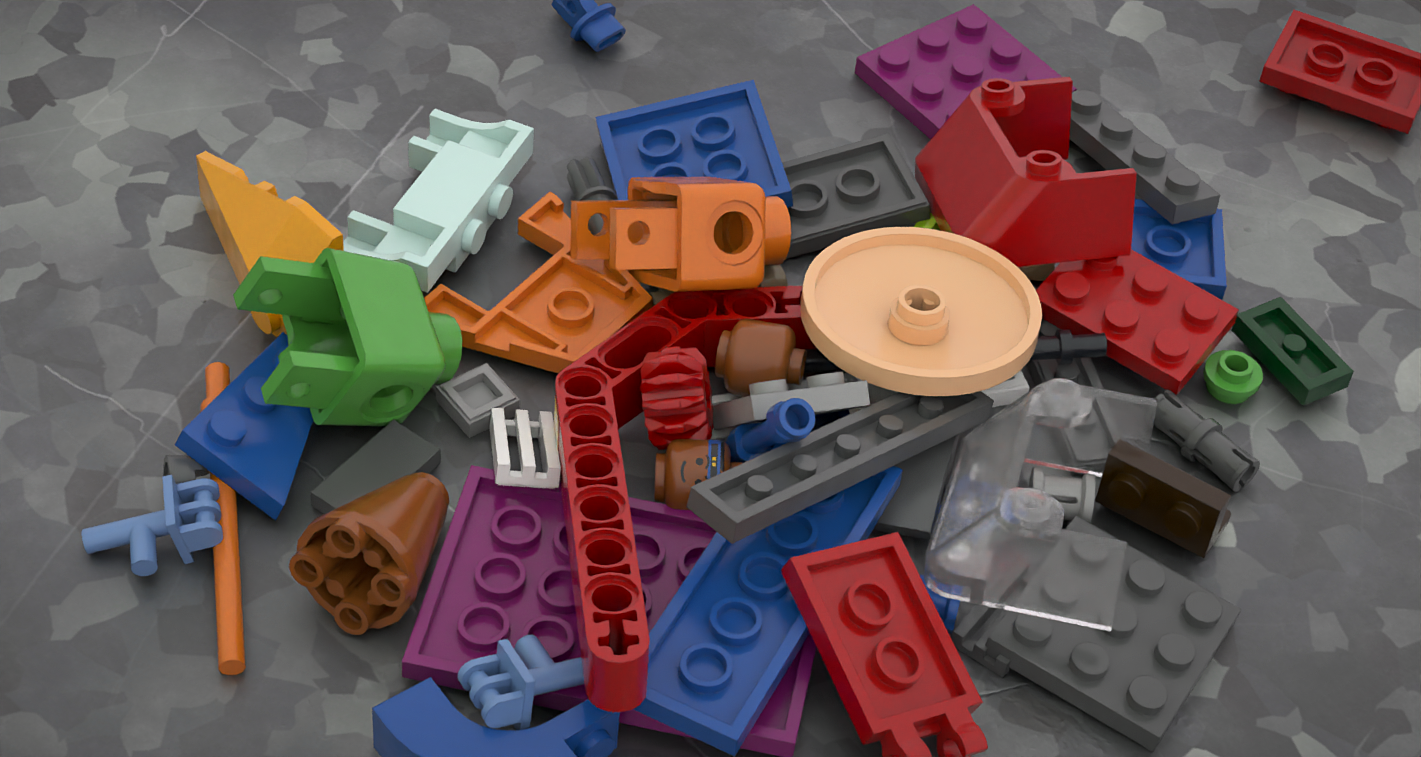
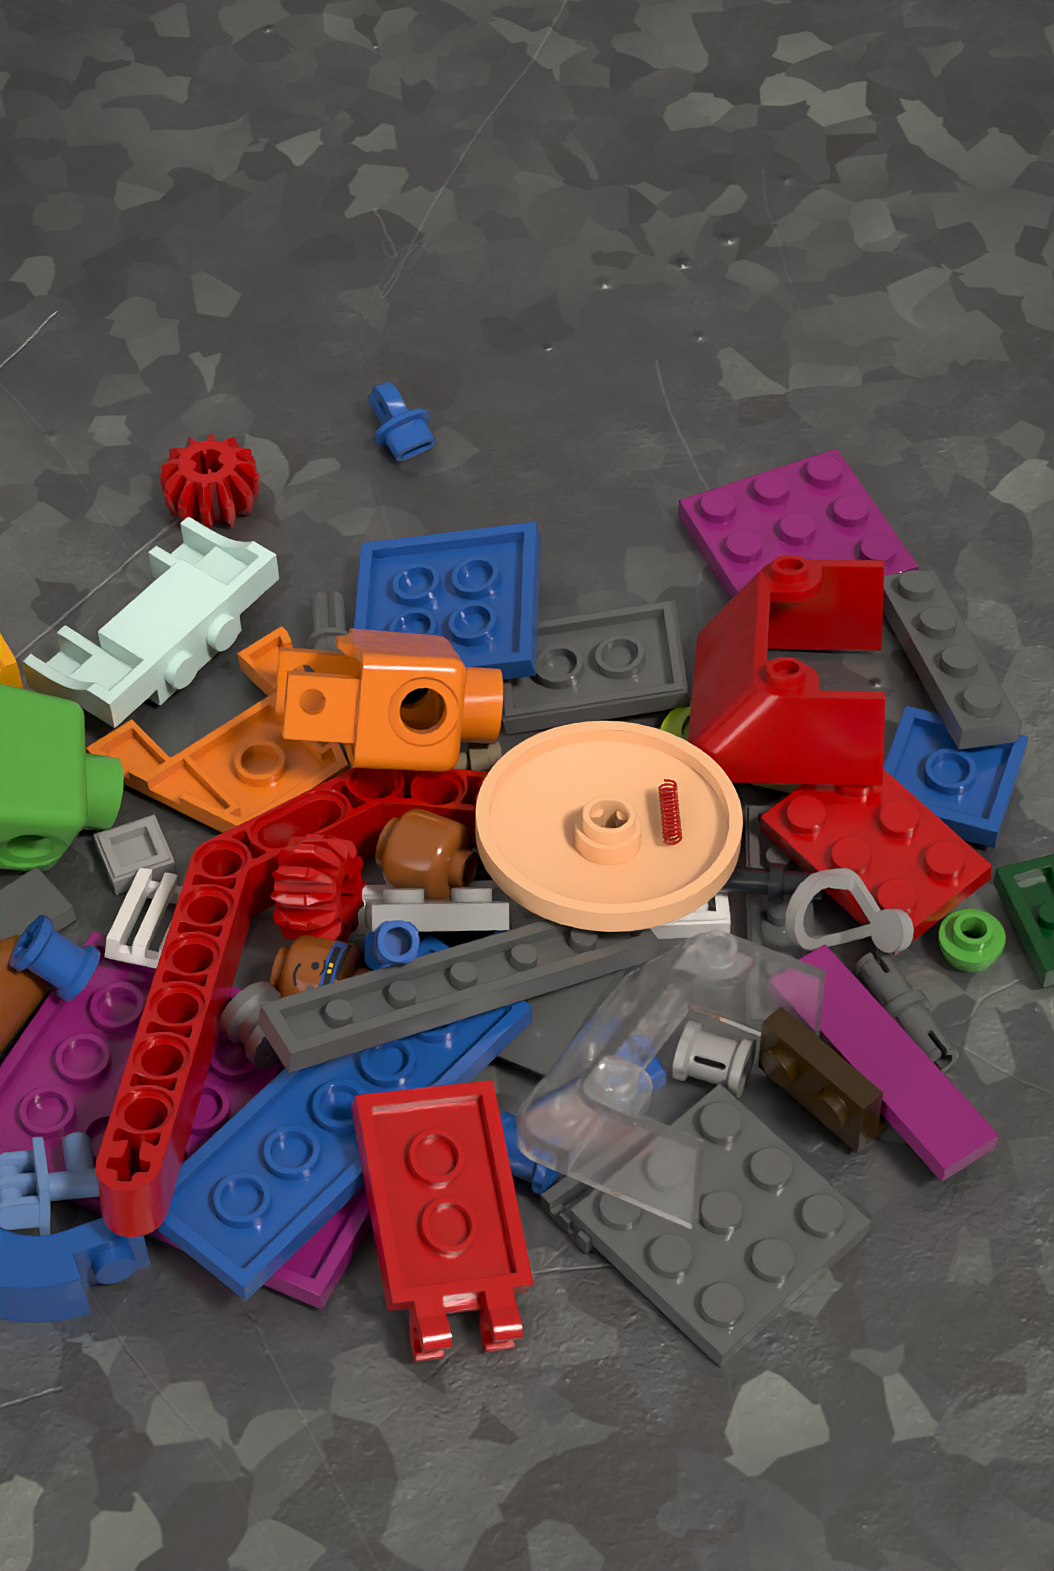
camera: 20 degrees right, 5 degrees up
(438, 79) = (210, 481): none -> red gear
(457, 486) = (54, 958): none -> blue bush
(666, 519) = (241, 1025): none -> flat silver wheel
(967, 298) = (666, 795): none -> red leg
(1176, 369) = (889, 928): none -> light grey piece
(1255, 507) = (916, 1093): none -> magenta tile

